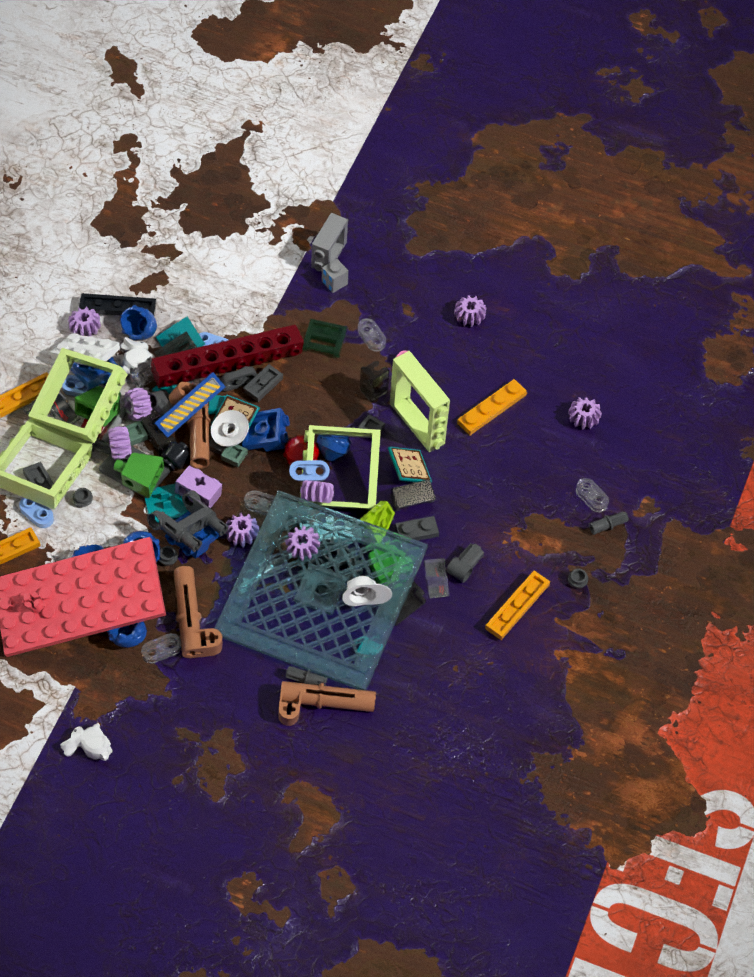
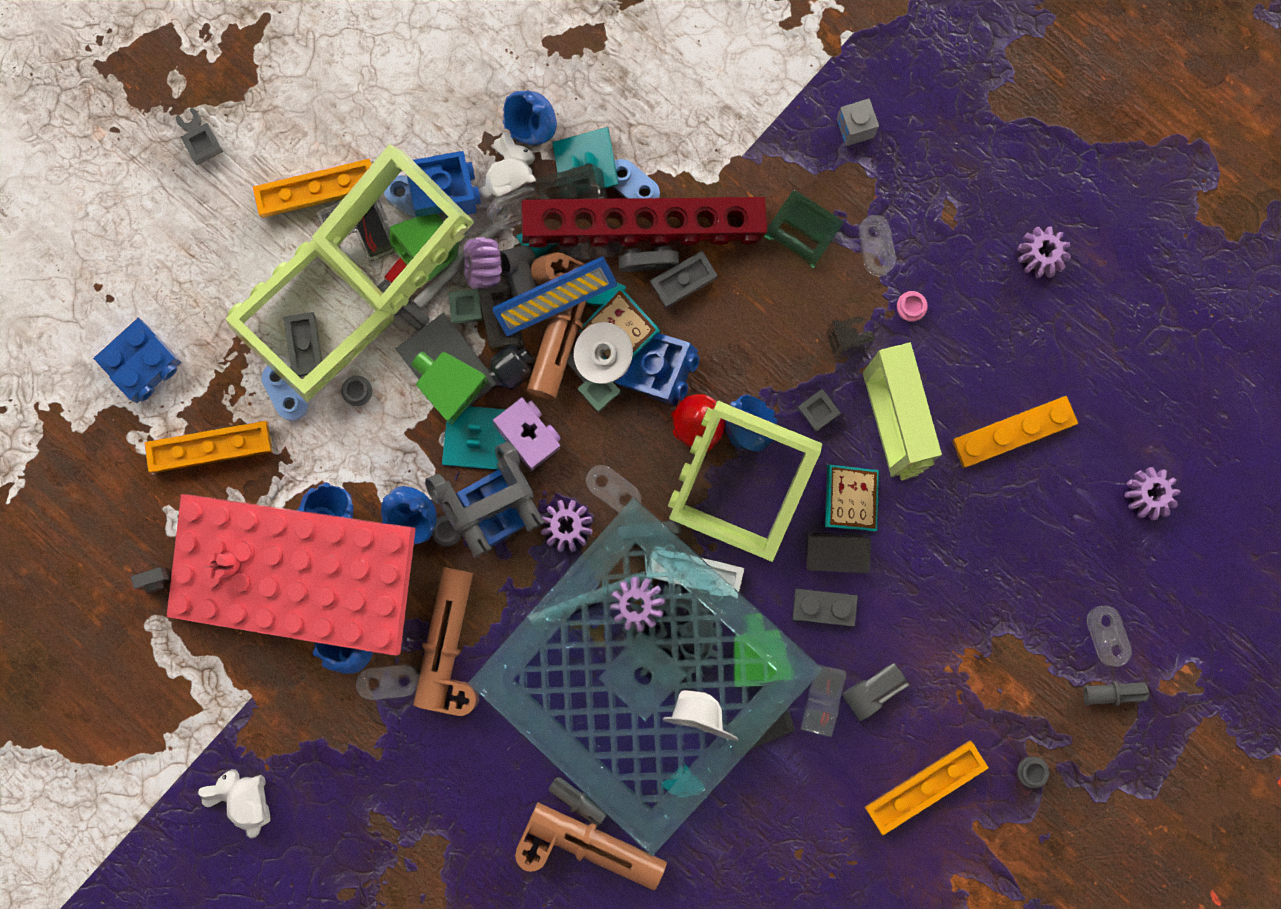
camera: 25 degrees right, 25 degrees up
(84, 322) = (442, 83): lavender gear -> none
(87, 345) = (435, 142): white plate -> none
(115, 304) = (511, 69): black plate -> none
(119, 443) = (431, 327): lavender gear -> none
(309, 470) = (690, 482): light blue plate -> none
(317, 491) = (690, 518): lavender gear -> none
(329, 241) = (868, 63): light grey window -> none
(380, 515) = (770, 581): lime wing -> none

